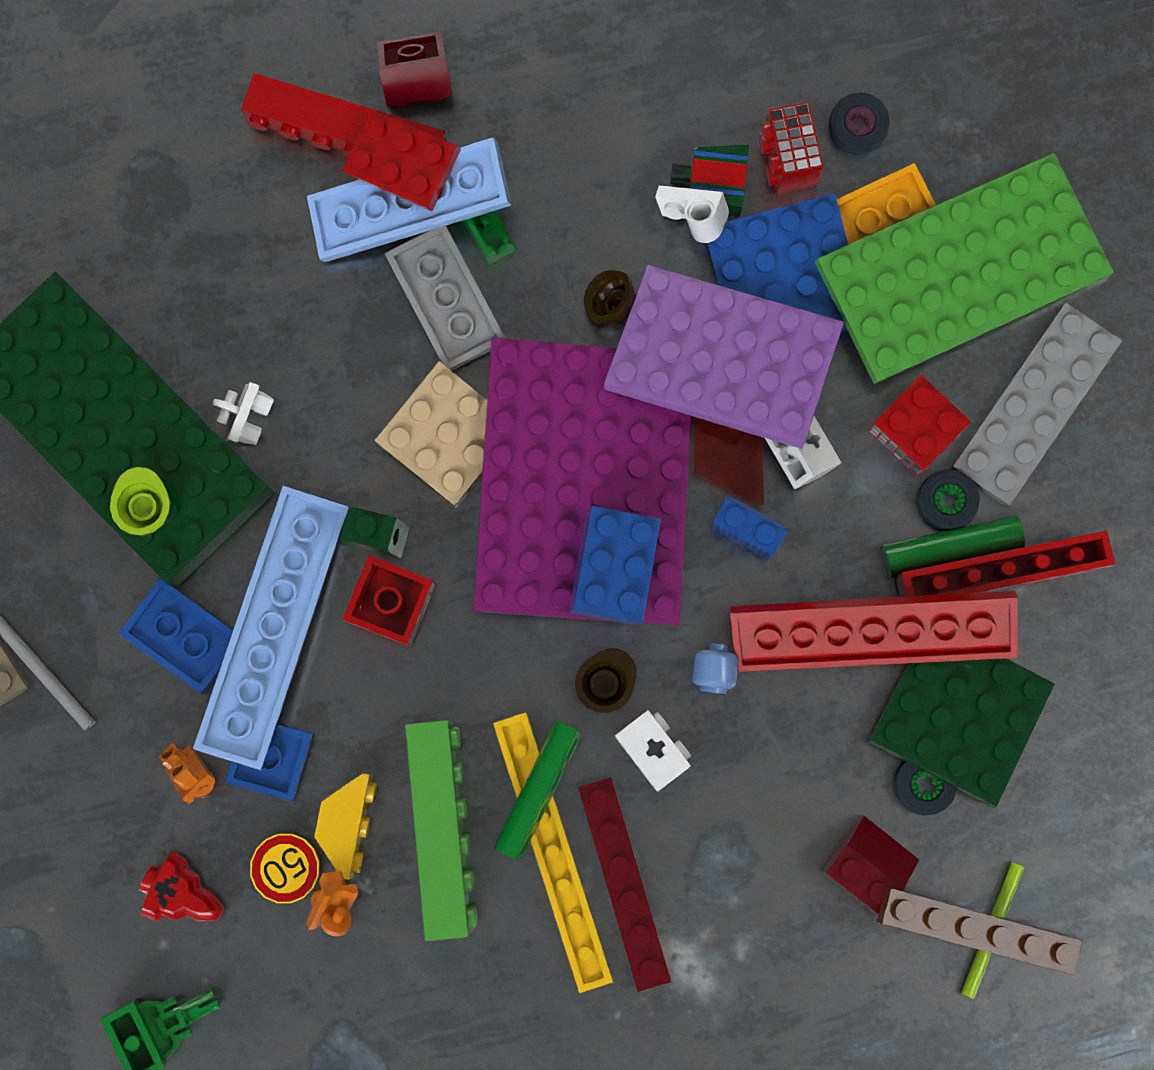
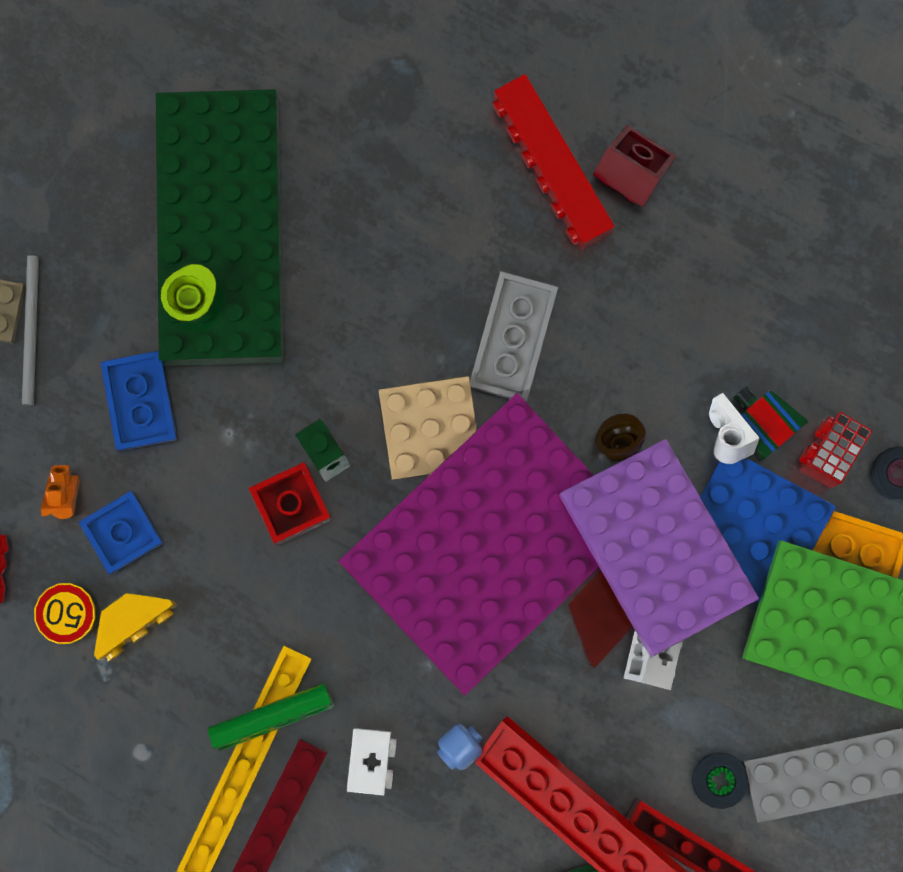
camera: 40 degrees right, 0 degrees up
(239, 429) = (299, 299): white hips -> none
(271, 628) = (199, 450): light blue plate -> none
(332, 904) = (72, 666): orange hips -> none
(365, 217) = (548, 252): light blue plate -> none
(401, 160) = (566, 221): red plate -> none
(439, 830) = (183, 683): bright green brick -> none
(490, 236) = (584, 313): green hinge -> none
(606, 680) = (381, 687): dark brown piece -> none
(614, 566) = (455, 618): blue brick -> none
(748, 528) = (569, 675): blue brick -> none
(919, 425) = (746, 714): red brick -> none
(953, 545) = (694, 814): green brick -> none

